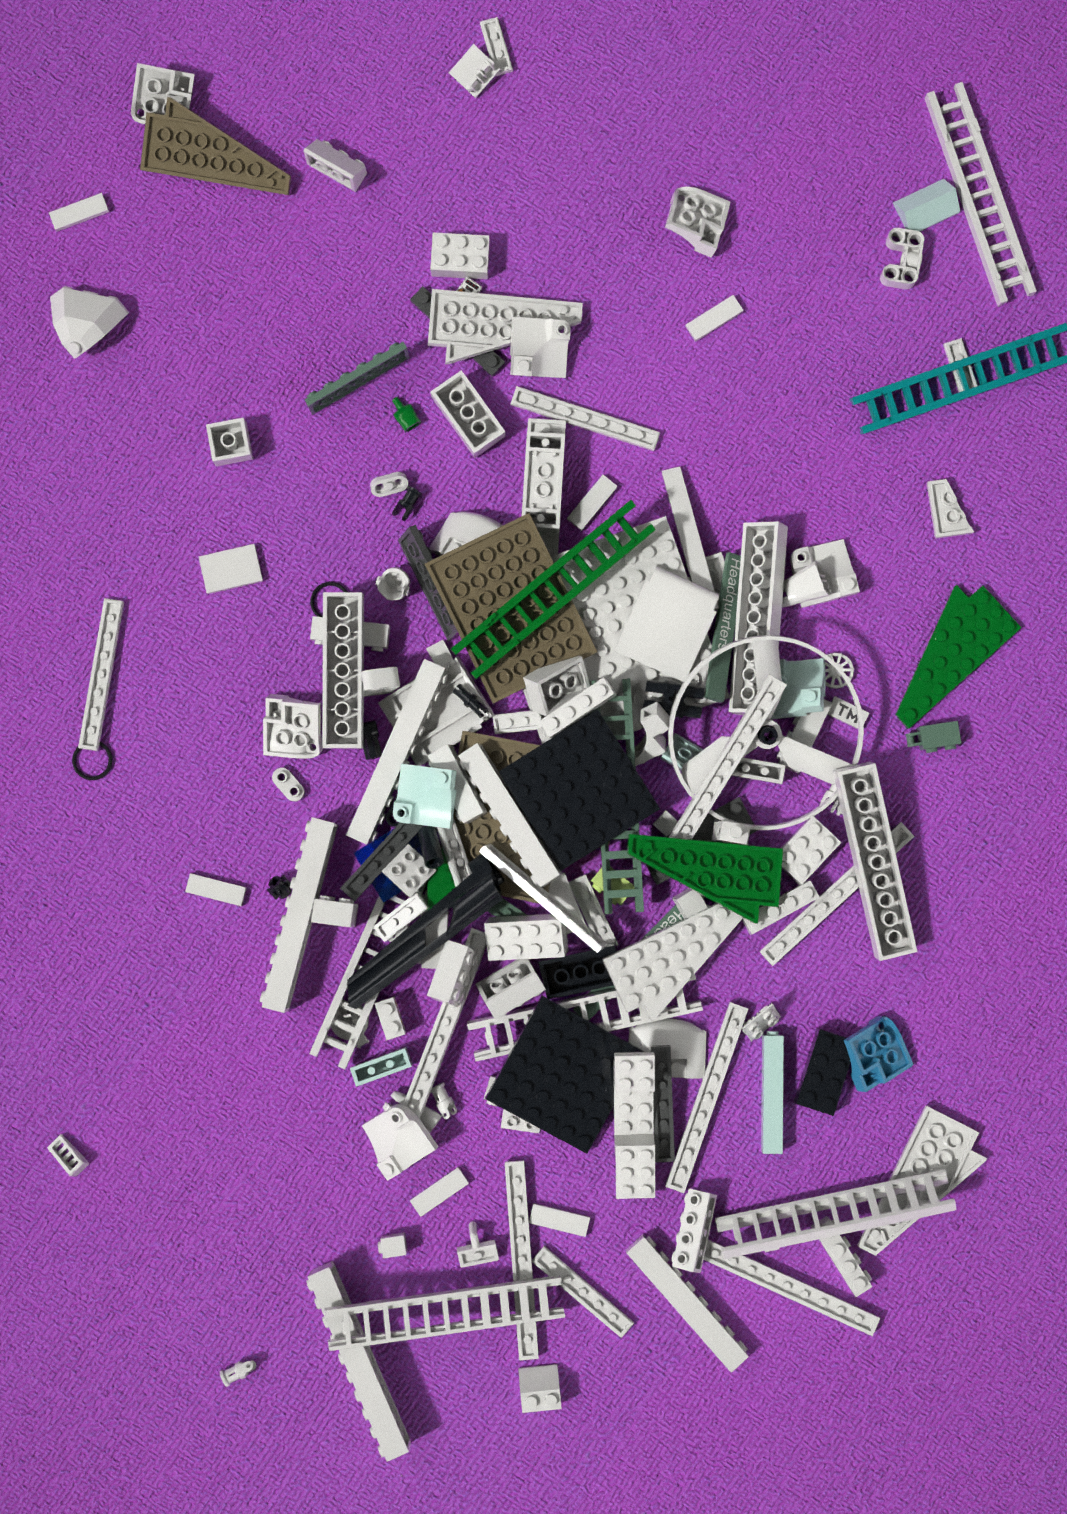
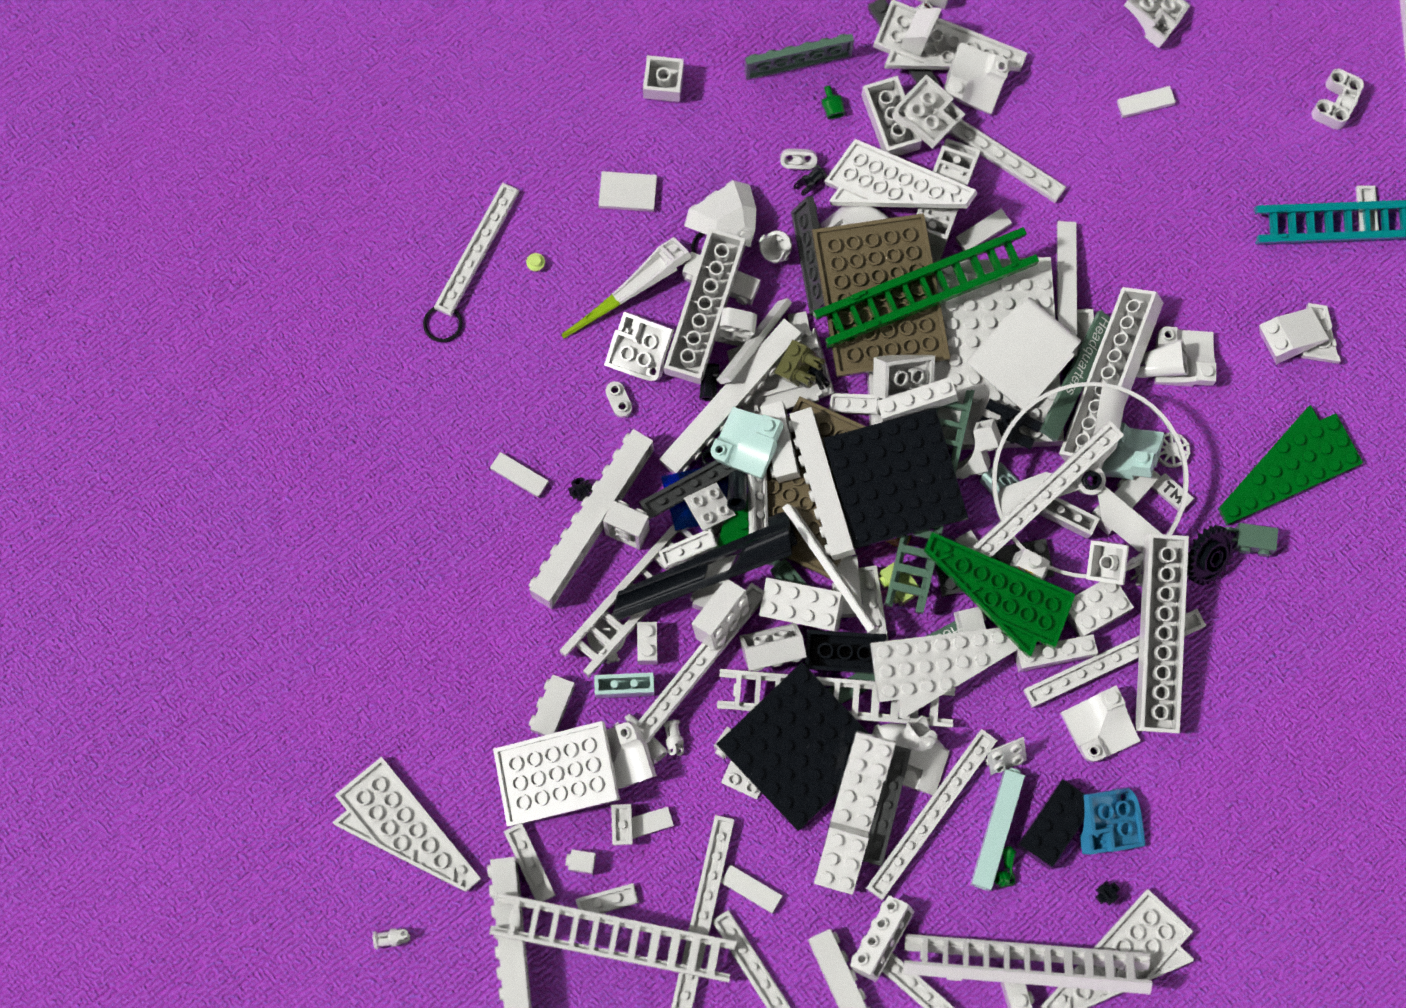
camera: 15 degrees right, 10 degrees down
(78, 1157) = (302, 690): white slope -> none
(163, 670) = (535, 262): none -> yellowish green plate
(204, 1261) = (392, 819): none -> white wing
(283, 641) = (655, 268): none -> white plate
(319, 1107) = (552, 706): none -> white brick
(335, 565) = (726, 210): none -> white brick
(343, 1173) = (556, 774): none -> white plate
(345, 1261) = (529, 863): none -> white plate
(400, 694) = (752, 344): none -> white tile
(420, 1200) = (621, 824): none -> white plate
(428, 1272) = (609, 899): none -> white tile
(449, 701) = (796, 363): none -> olive brick
(469, 317) = (920, 30): none -> white slope
(477, 484) = (883, 180): none -> white wing
(477, 1252) = (660, 894): white plate -> none
(503, 401) = (928, 111): none -> white slope
(674, 1030) = (919, 735): none -> white cap
(790, 1136) = (1003, 877): none -> green piece
(804, 810) = (1107, 562): none -> white slope
(841, 963) = (1101, 724): none -> white slope
(890, 1121) = (1107, 893): none -> black gear
(899, 769) = (1210, 555): none -> black gear
(921, 519) = (1292, 334): none -> white slope
(928, 206) = (1375, 61): light aqua slope -> none

